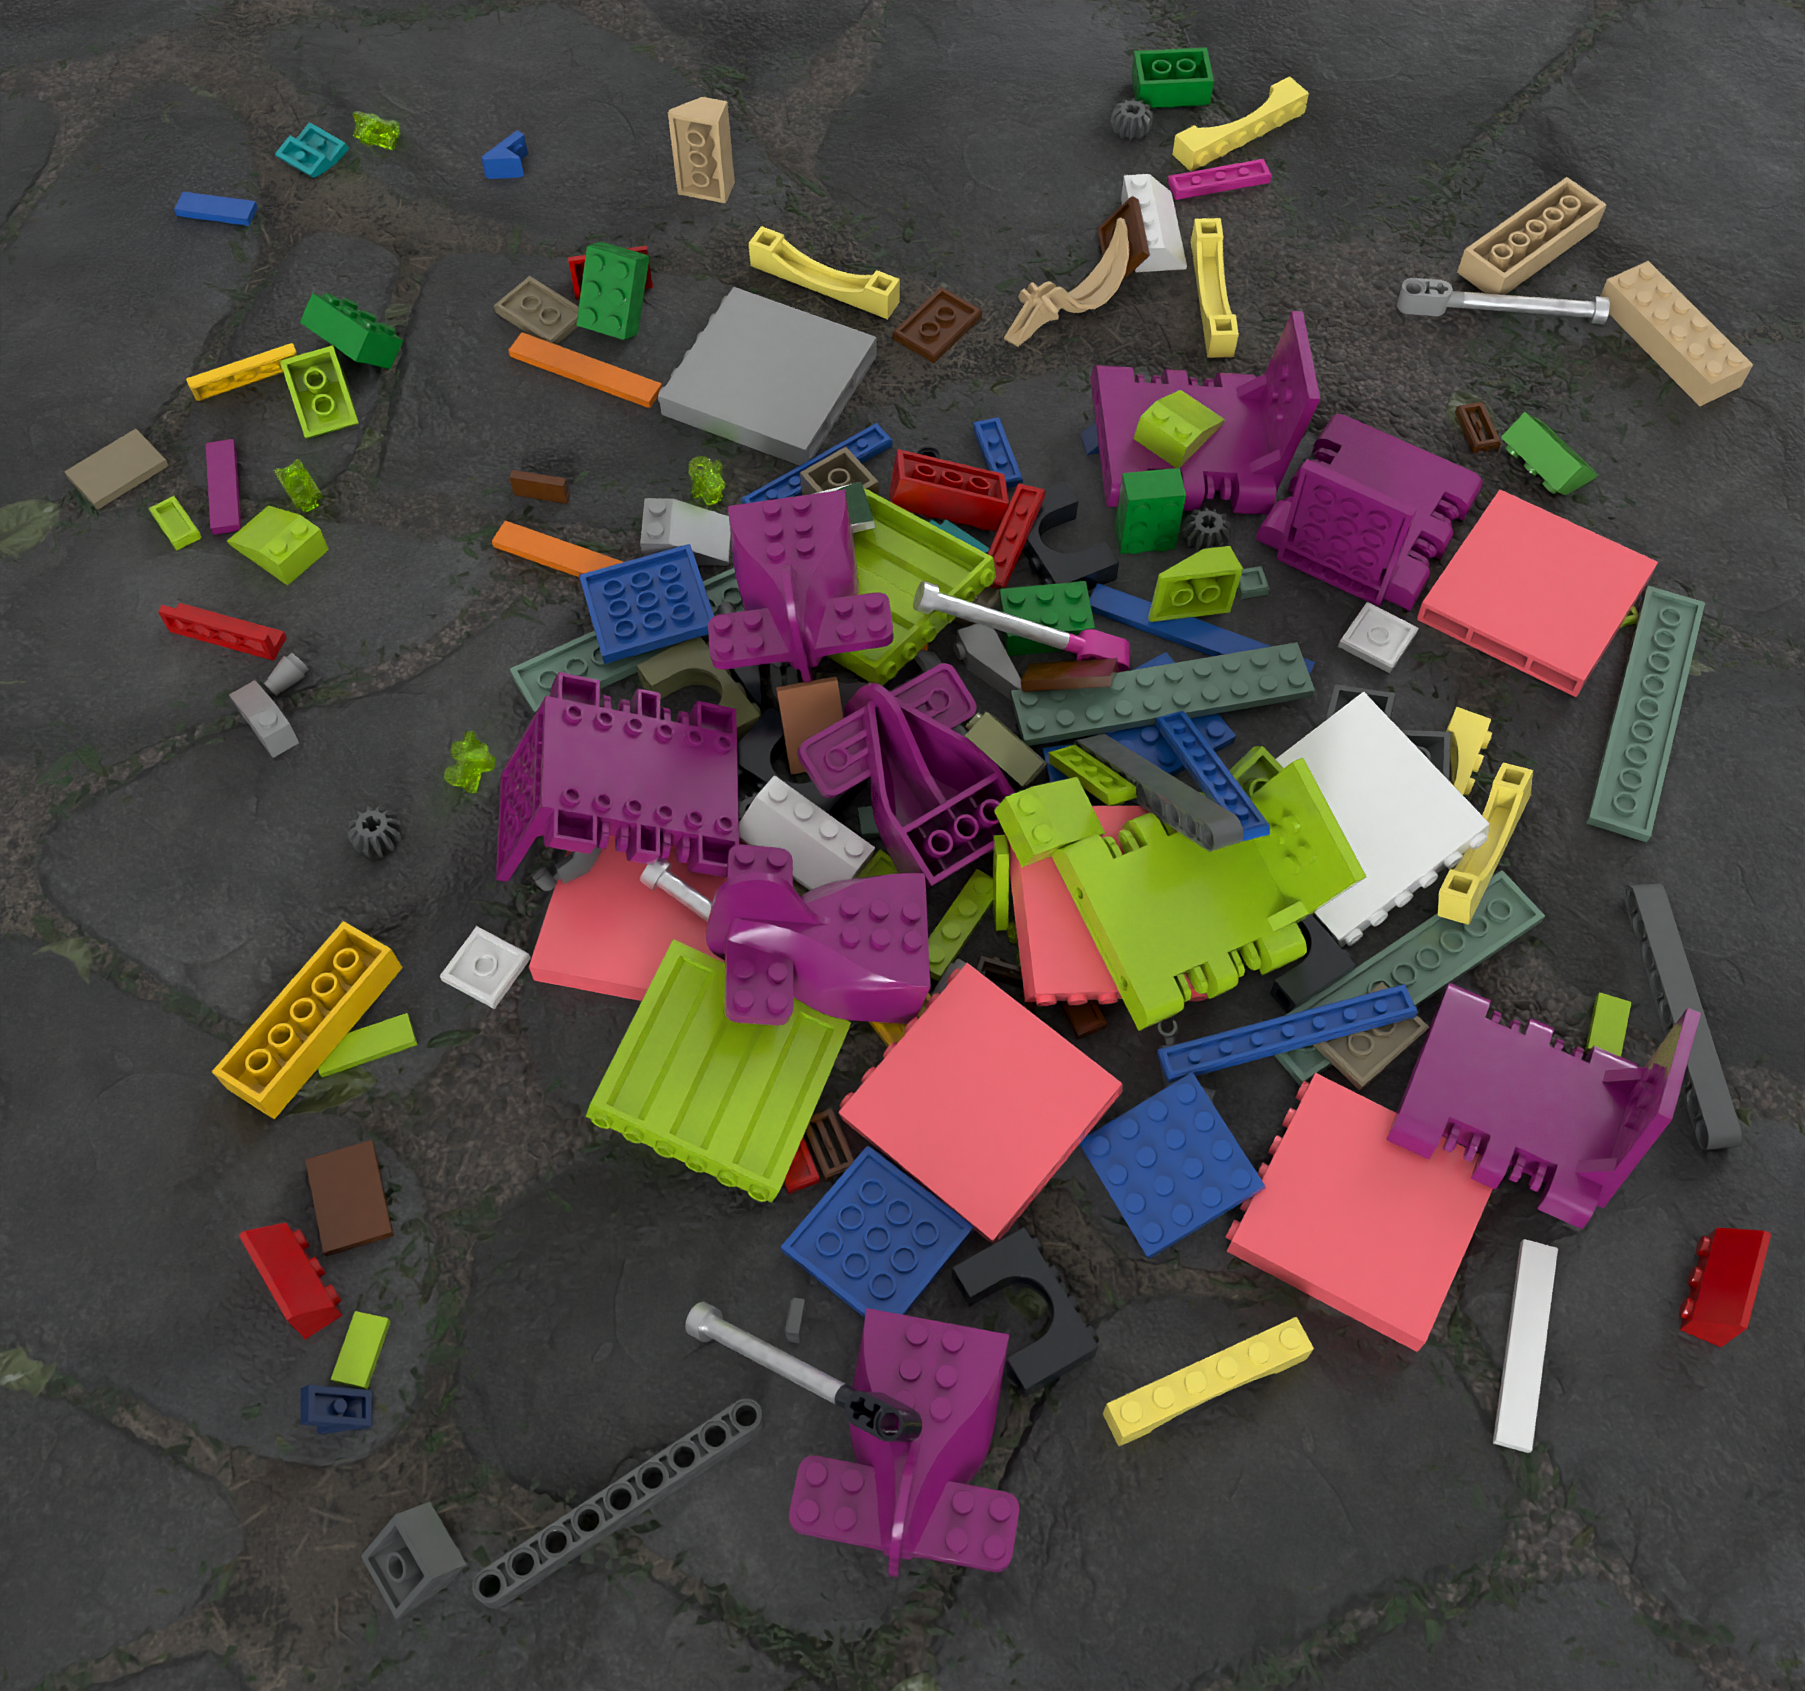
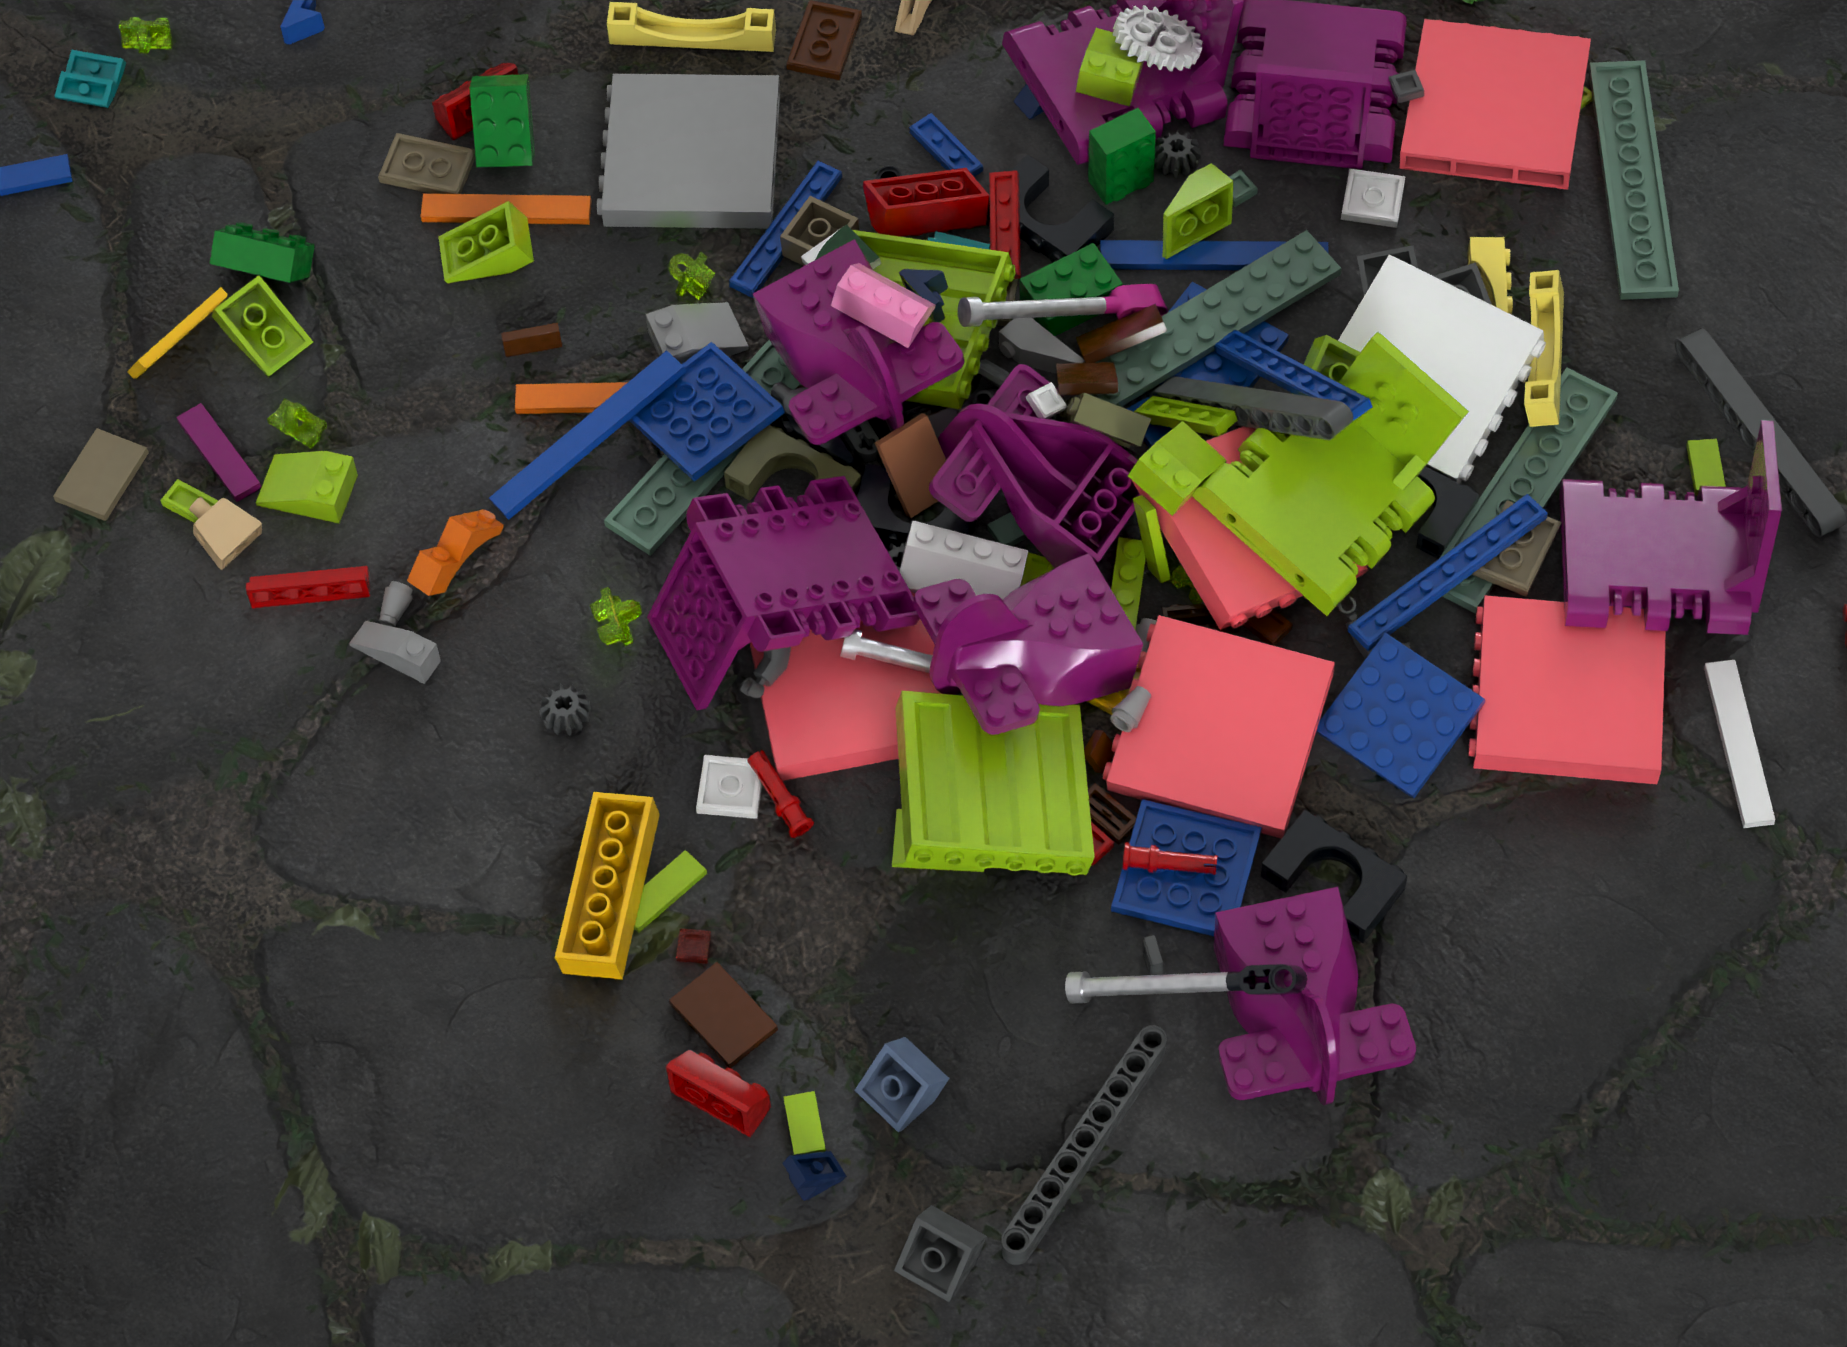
camera: 20 degrees left, 0 degrees up
(179, 553) = (223, 529): none -> tan torso
(362, 1113) = (693, 946): none -> clear red tile
(373, 634) = (460, 538): none -> orange arch
(476, 1348) = (901, 1083): none -> sand blue slope
(522, 1008) = (786, 804): none -> red pin
(536, 586) = (587, 435): none -> blue tile
(550, 393) = (487, 245): none -> lime slope
(835, 555) = (881, 304): none -> bright pink slope
(845, 1216) = (1155, 859): none -> red pin
(849, 1075) = (1099, 751): none -> reddish brown tile
(893, 1048) = (1130, 710): none -> light grey cone
(899, 562) = (927, 285): none -> dark blue slope
(954, 708) = (1046, 401): none -> white tile
(1008, 702) = (1086, 378): none -> reddish brown tile
(1206, 1379) = (1474, 897): light yellow arch -> none
(1230, 415) = (1144, 28): none -> white gear
(1454, 543) = (1406, 86): none -> dark grey tile

